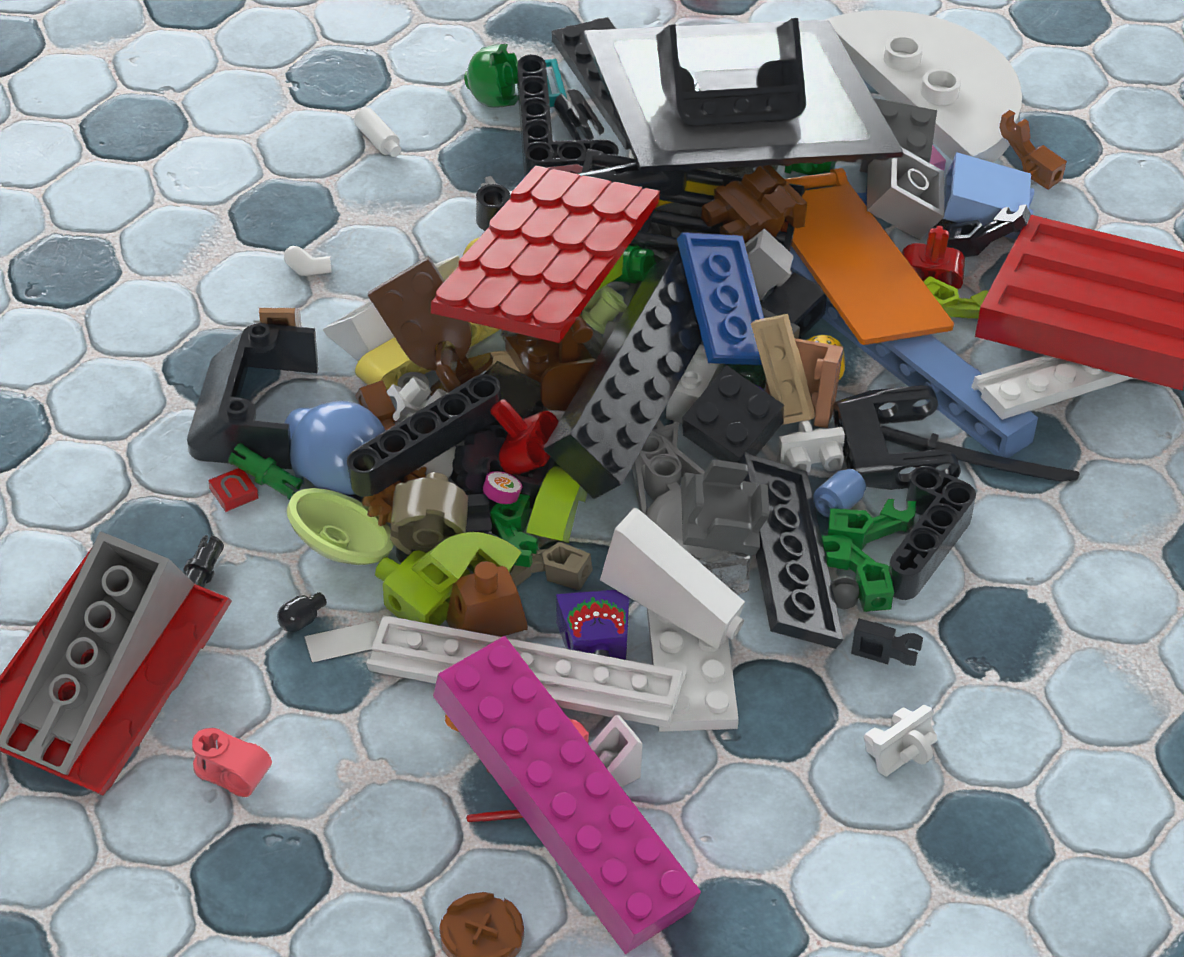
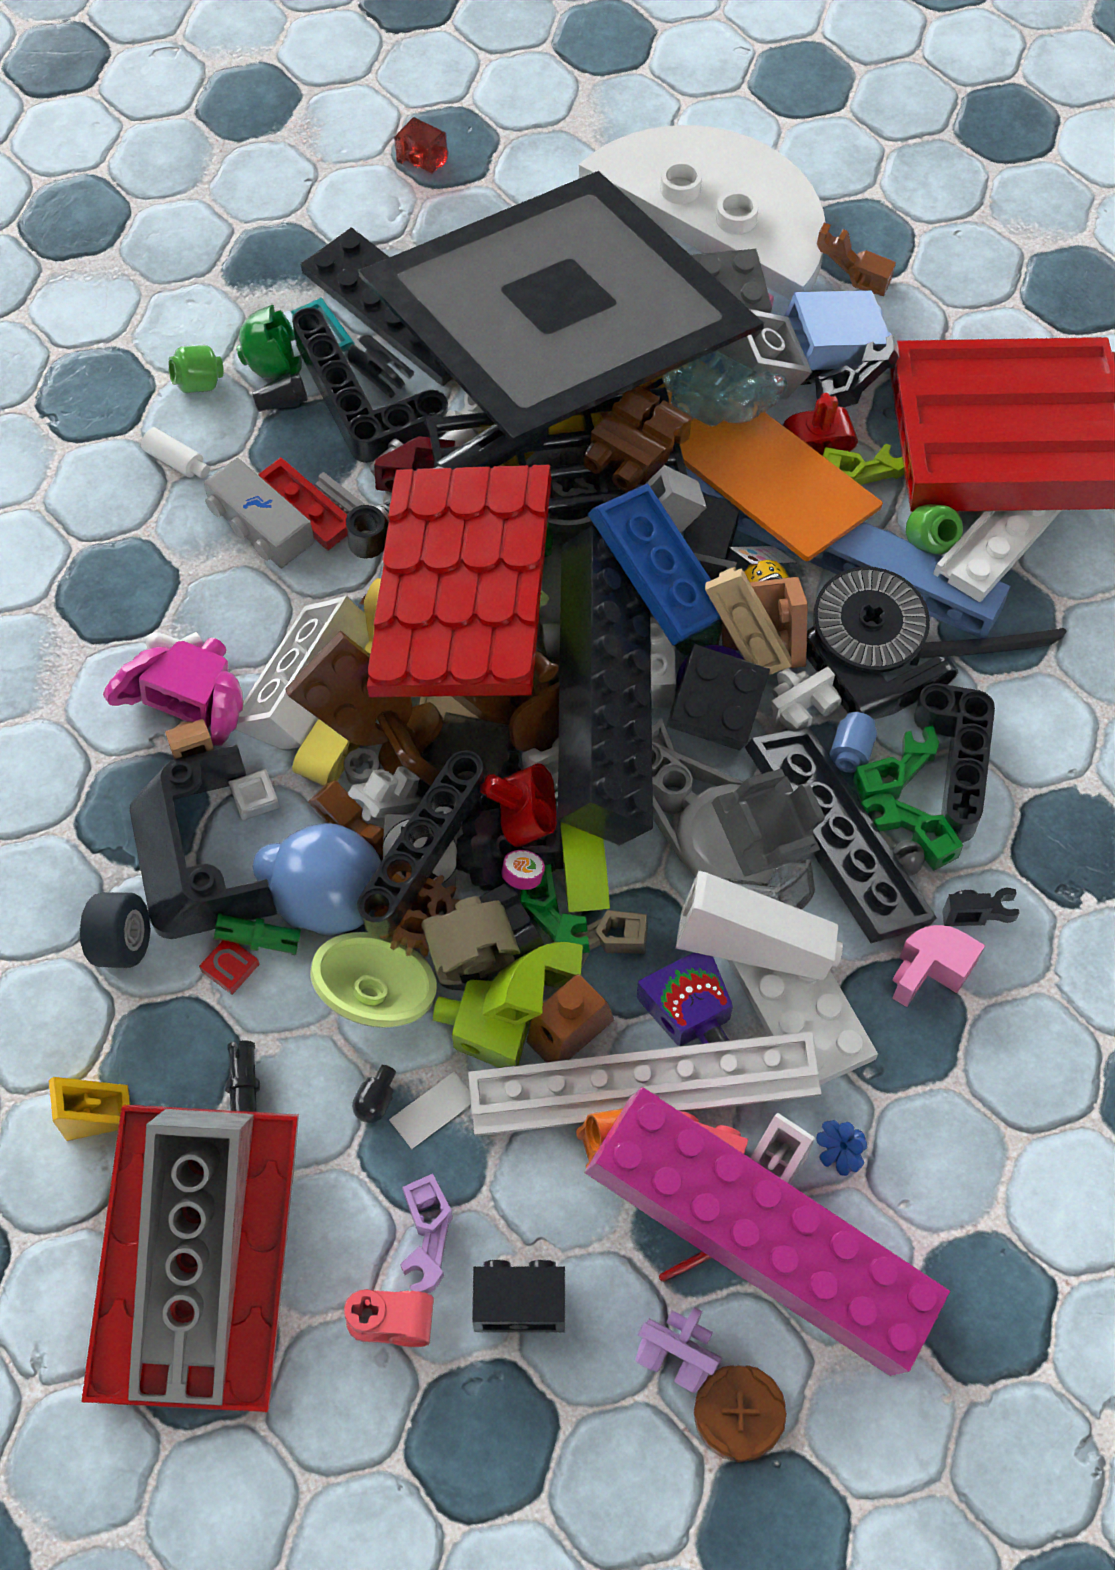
camera: 20 degrees left, 15 degrees up
(63, 539) = (86, 1106): none -> yellow slope
(155, 431) = (115, 930): none -> black wheel
(295, 283) = (183, 683): none -> dark pink torso
(302, 693) = (428, 1259): none -> lavender piece
(316, 381) = (254, 794): none -> white tile
(339, 782) = (518, 1297): none -> black brick
(423, 190) = (258, 513): none -> light grey brick
(425, 78) = (195, 368): none -> bright green head
(438, 855) = (660, 1340): none -> lavender hips
(459, 189) = (326, 517): none -> red plate
(488, 114) = (281, 393): none -> black cone
(670, 772) = (842, 1146): none -> blue plant
(777, 97) = (605, 299): black windscreen -> none
(818, 330) = (759, 553): none -> white sticker
(827, 663) = (937, 953): none -> bright pink brick
(852, 200) = (723, 389): none -> clear light blue torso
(879, 419) = (871, 646): none -> piece
(905, 740) = (1055, 1020): white hips -> none
(997, 347) = (934, 528): none -> bright green head

